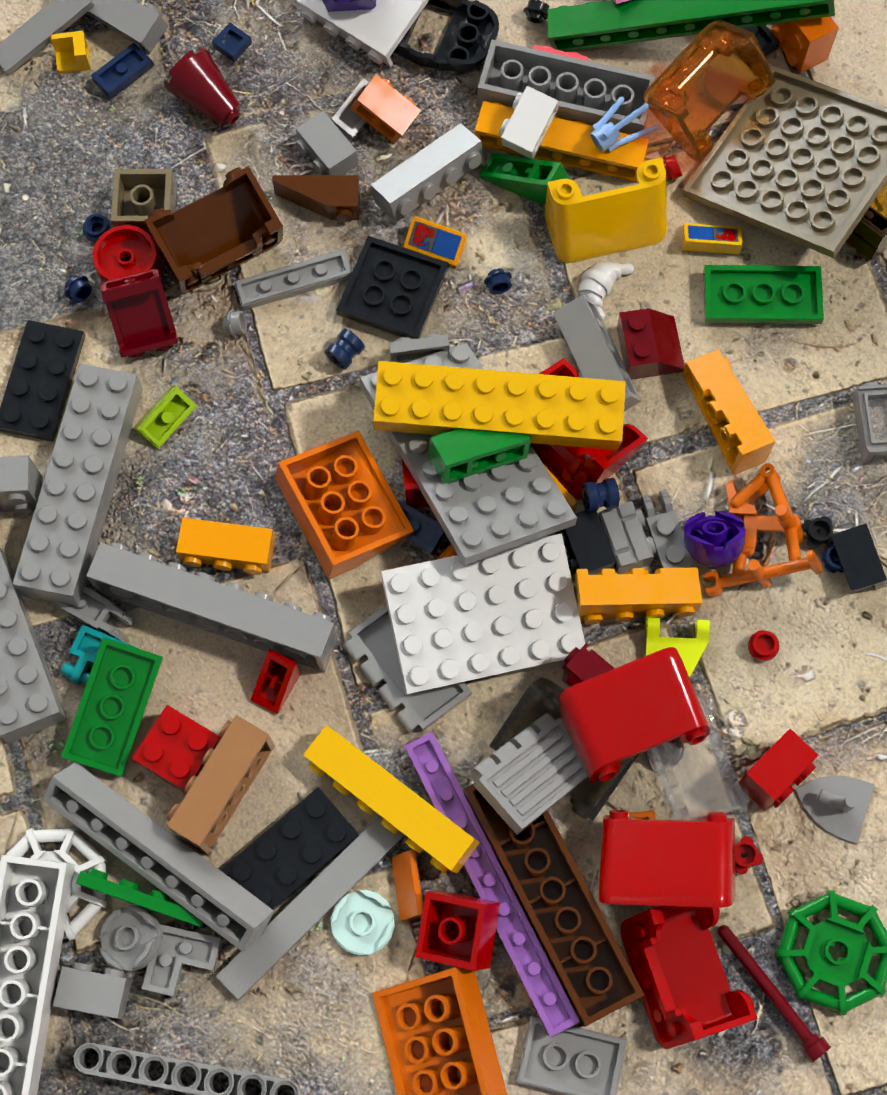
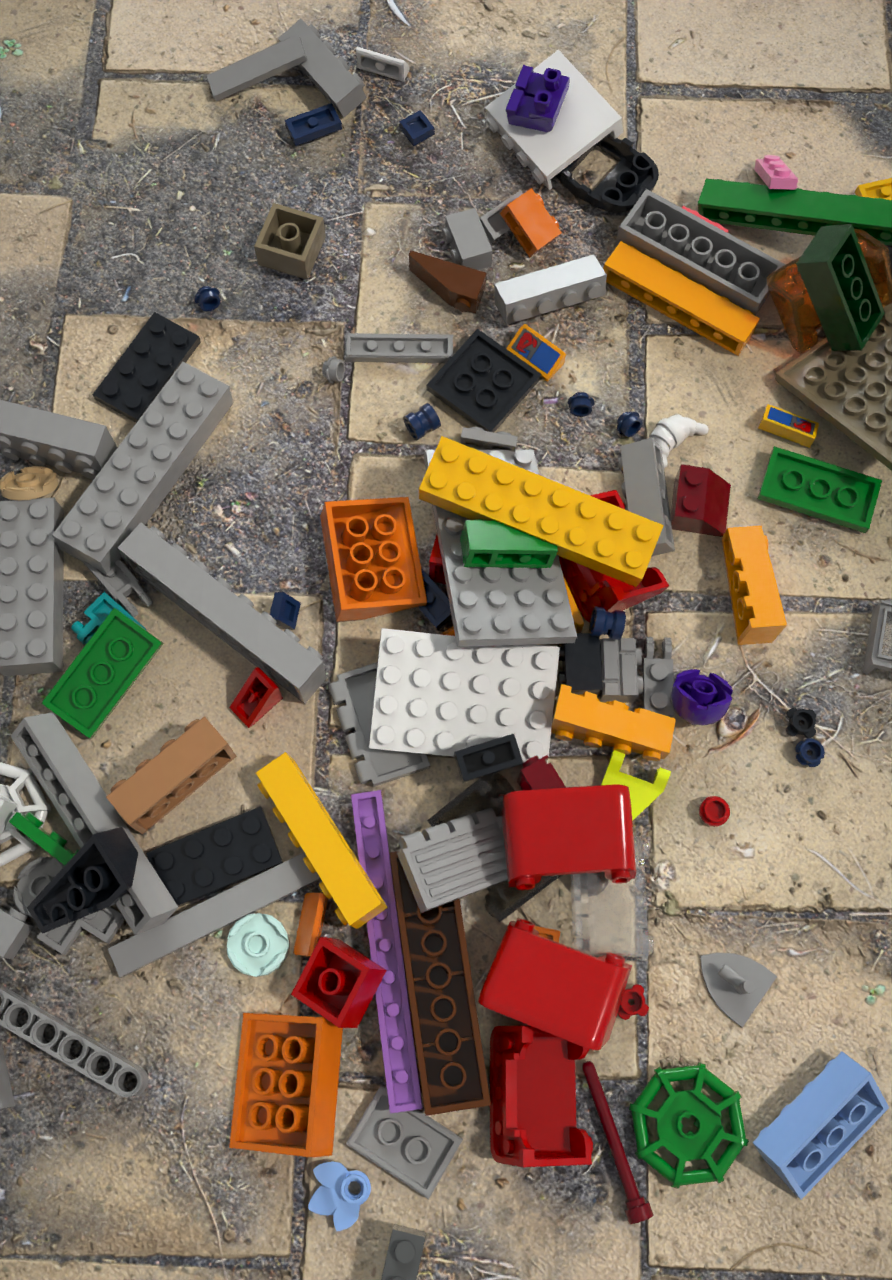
camera: 15 degrees right, 0 degrees up
(71, 52) = (275, 96): yellow panel -> none
(93, 222) = (243, 245): dark blue plate -> none
(125, 252) = (257, 287): red wheel -> none
(139, 313) = (251, 334): dark red panel -> none
(164, 416) = (243, 433): lime slope -> none
(175, 748) = (143, 727): red brick -> none
(180, 916) = (88, 882): none -> black wedge
(203, 87) = (376, 155): dark red cone -> none
(216, 231) = (342, 283): reddish brown windscreen -> none
(225, 546) = (254, 562): light orange brick -> none
(273, 583) = (285, 610): none -> dark blue plate
(522, 175) = (639, 321): green slope -> none
(528, 122) = (655, 269): white brick -> none
(529, 665) = (488, 758): none -> black brick
(536, 11) = (695, 178): black plate -> none
(553, 286) = (629, 423): none -> dark blue plate
(606, 135) = (720, 301): light blue plant -> none
(610, 219) = (700, 378): yellow windscreen -> none
(672, 168) = (771, 351): red plate -> none
(720, 87) = (841, 287): none -> dark green brick
(742, 506) = (771, 702): orange piece -> none
(777, 769) = (689, 932): red brick -> none
(859, 558) = (831, 759): black panel -> none

